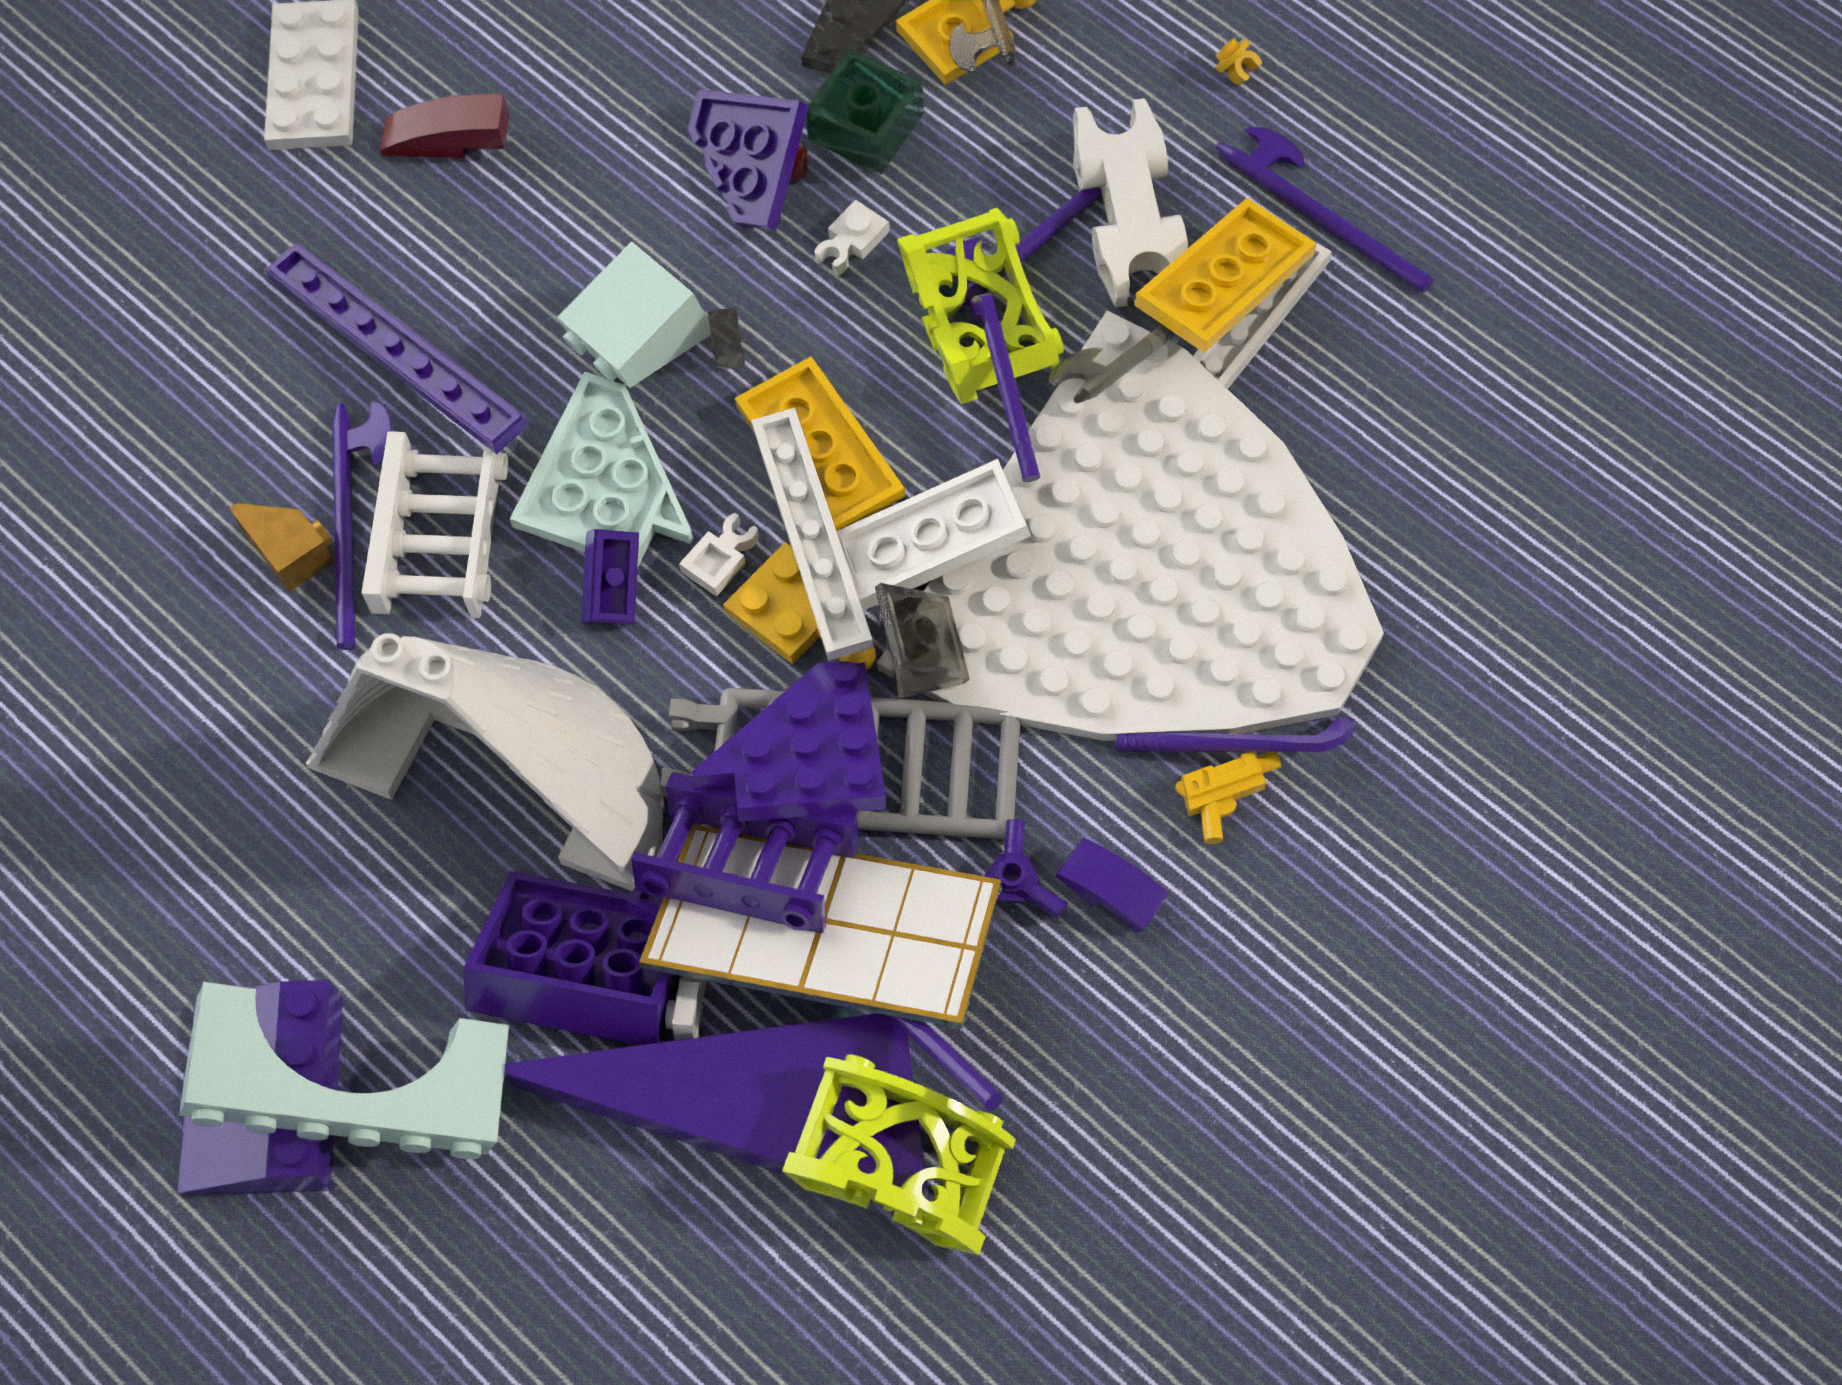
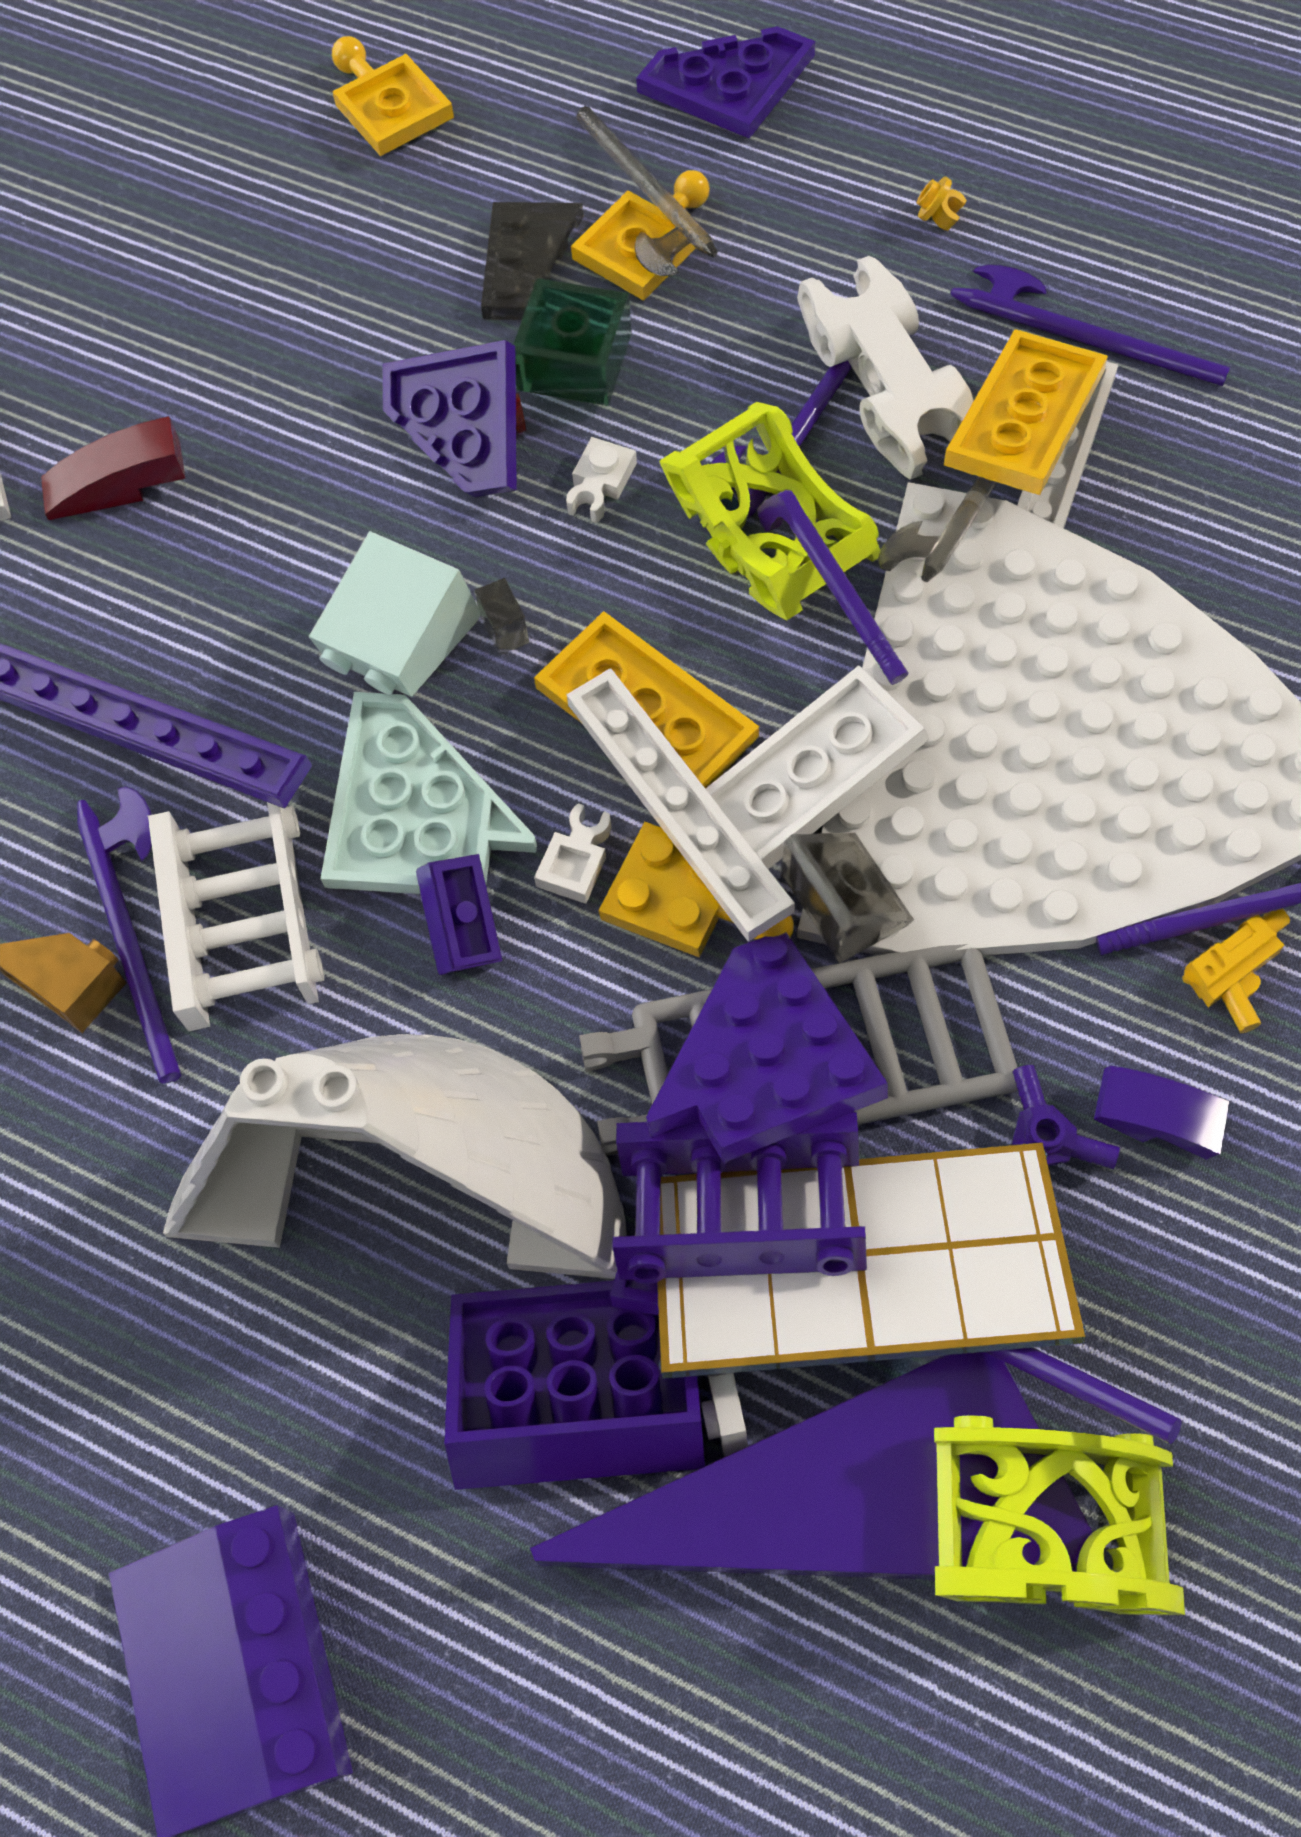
camera: 15 degrees left, 0 degrees up
(243, 1081) = (208, 1686): light aqua arch -> none

